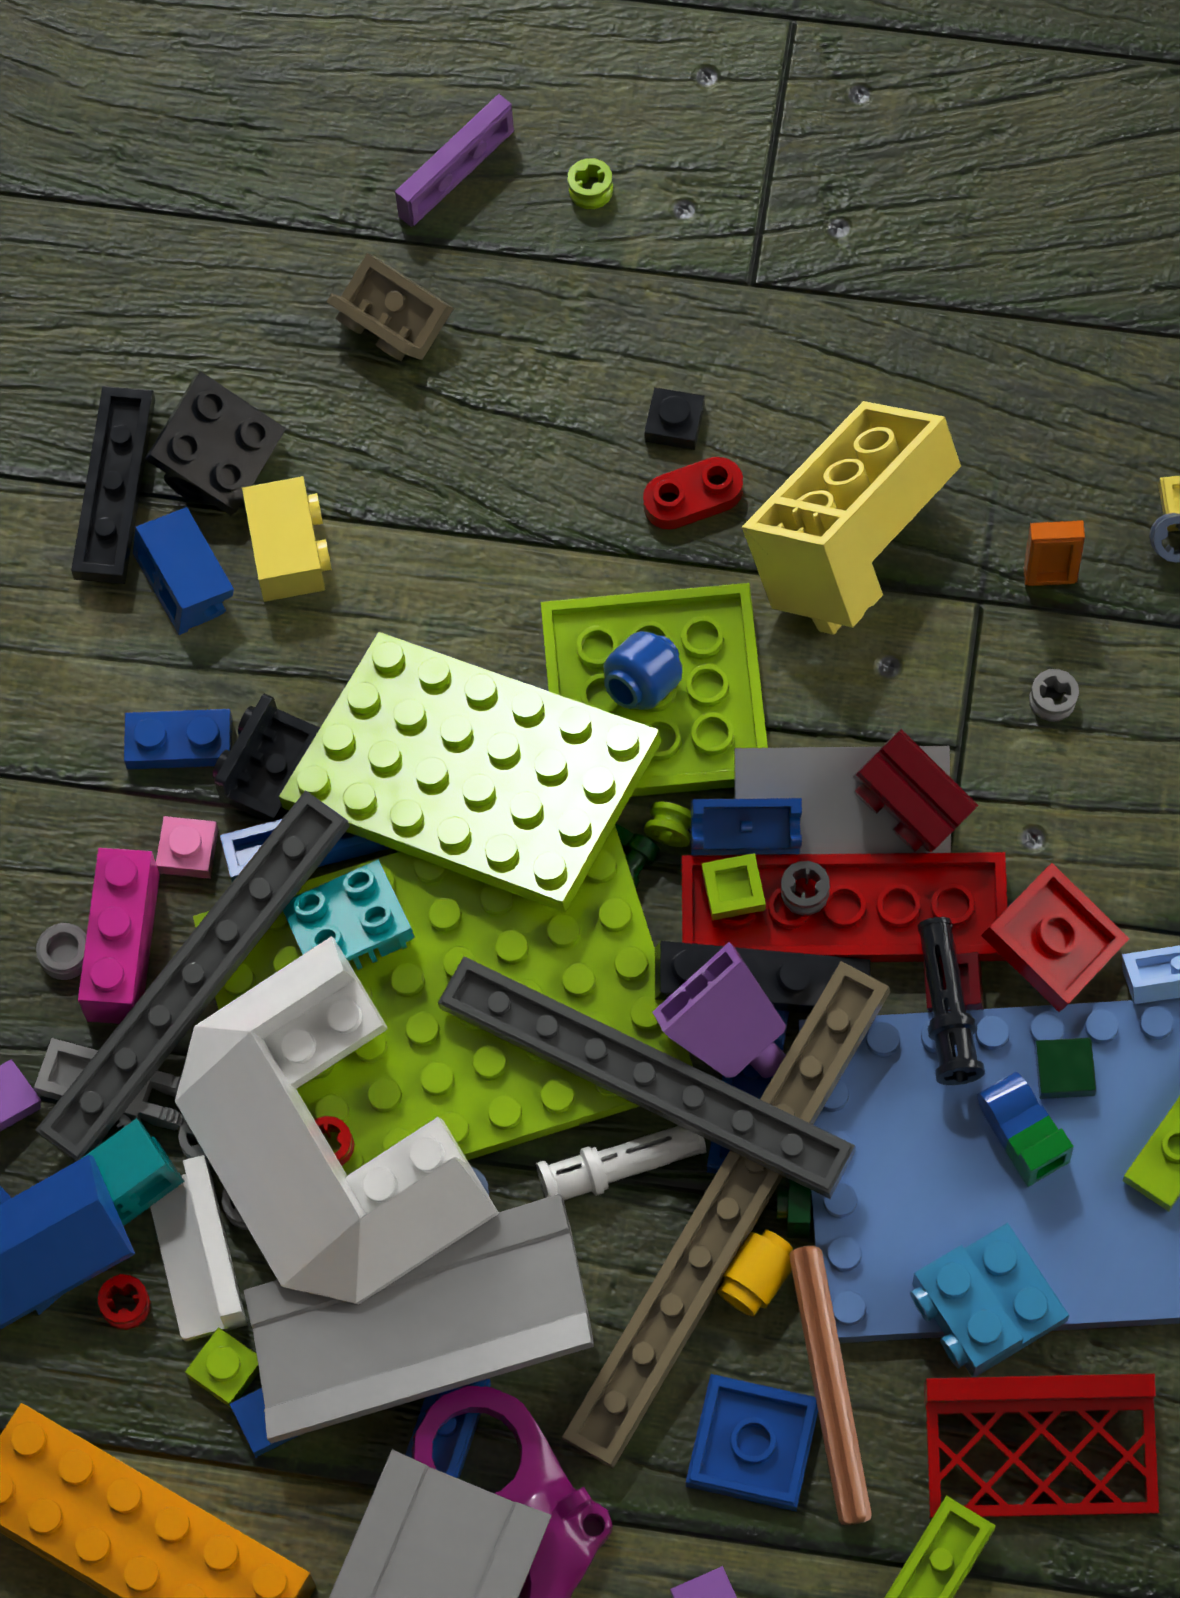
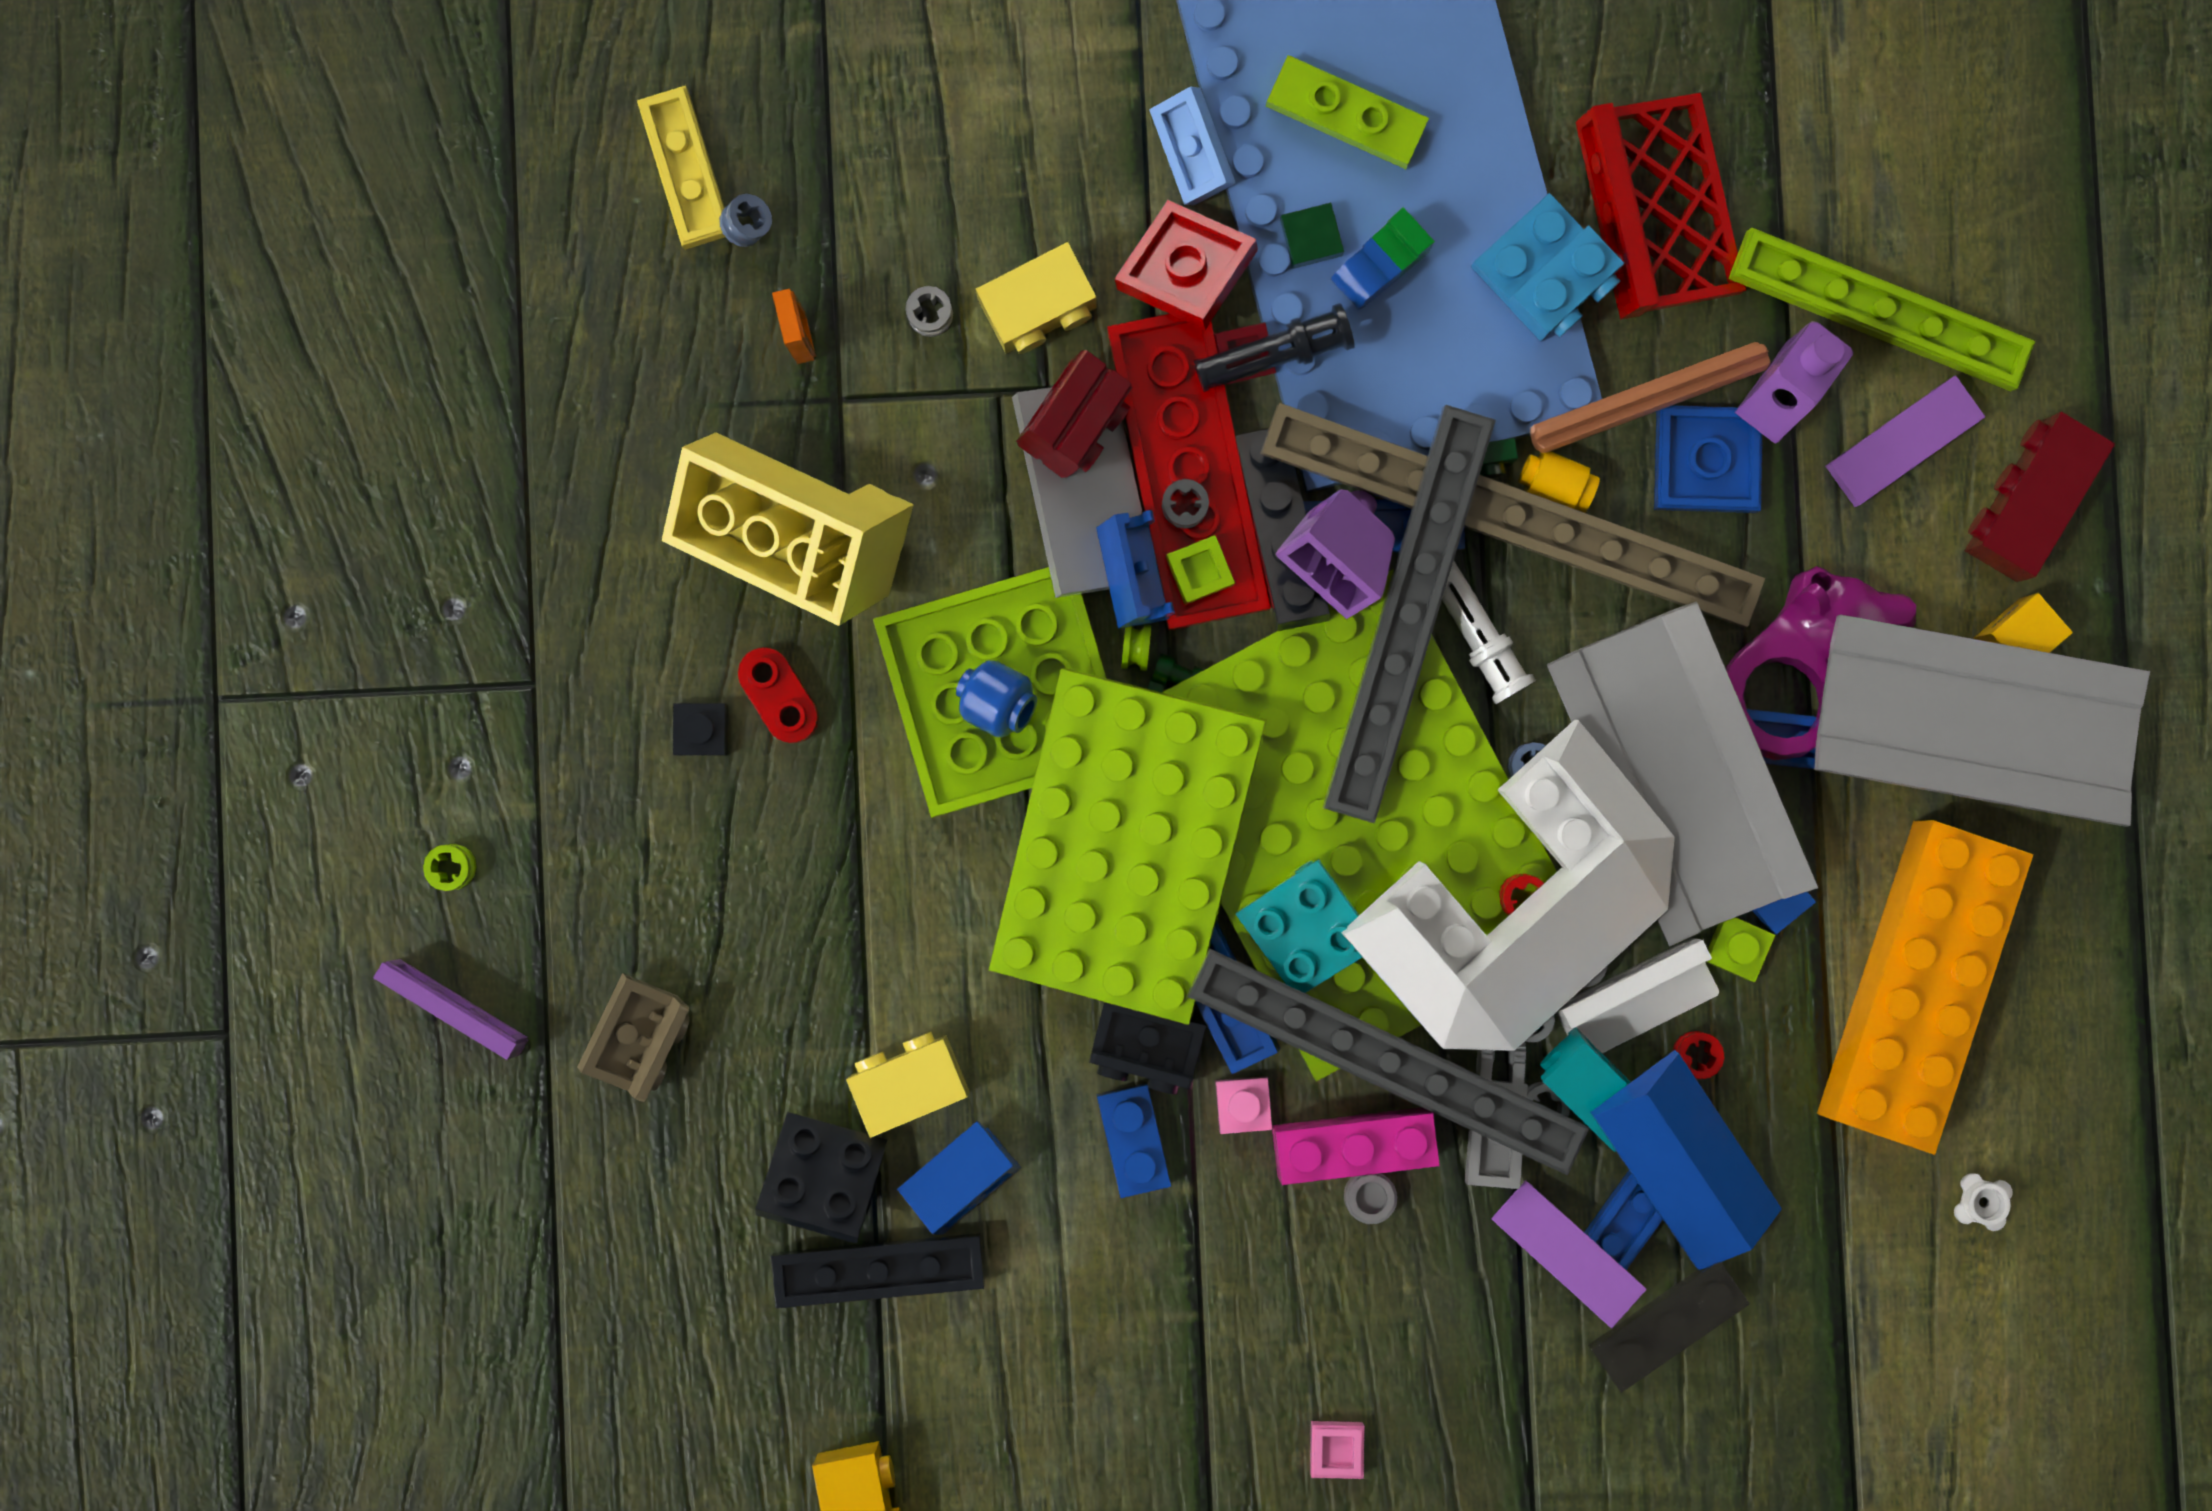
camera: 105 degrees left, 20 degrees up
(816, 1529) = (1803, 367): none -> medium lavender torso
(1045, 792) = (1037, 300): none -> light yellow brick

